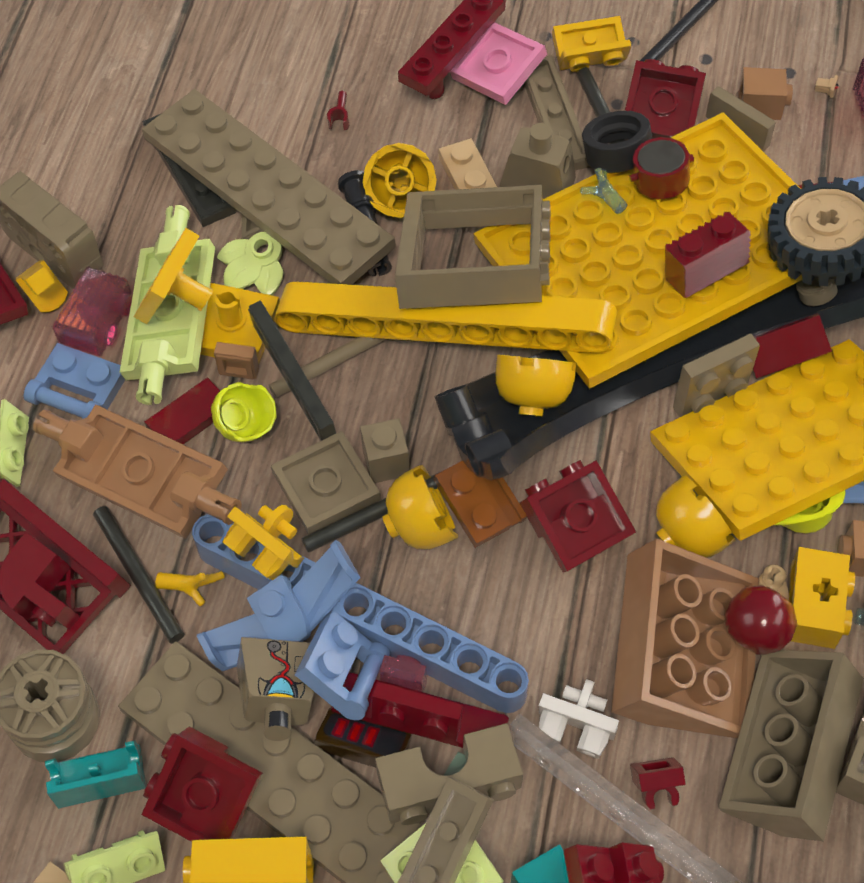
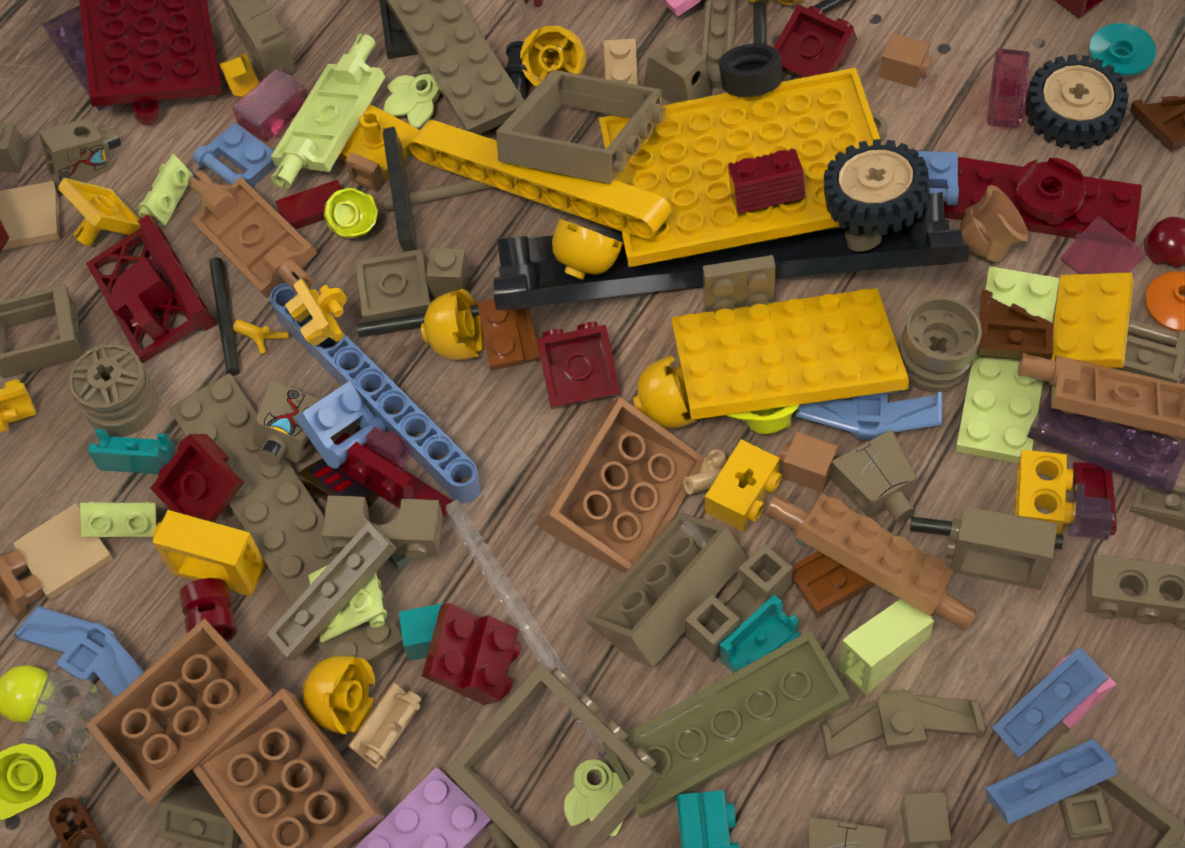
camera: 25 degrees right, 0 degrees up
(173, 280) = (329, 91): yellow tile -> none
(285, 610) = (317, 371): medium blue plate -> none
(595, 726) = (516, 531): white hips -> none
(606, 192) = (719, 109): clear light blue bar -> none
(656, 776) = (548, 581): dark red tile -> none
(661, 168) = (772, 101): piece -> none
(748, 119) = (874, 77): dark tan tile -> none
(761, 620) = (681, 486): dark red hair -> none
(790, 345) = (814, 277): dark red tile -> none
(827, 85) = (971, 68): tan piece -> none

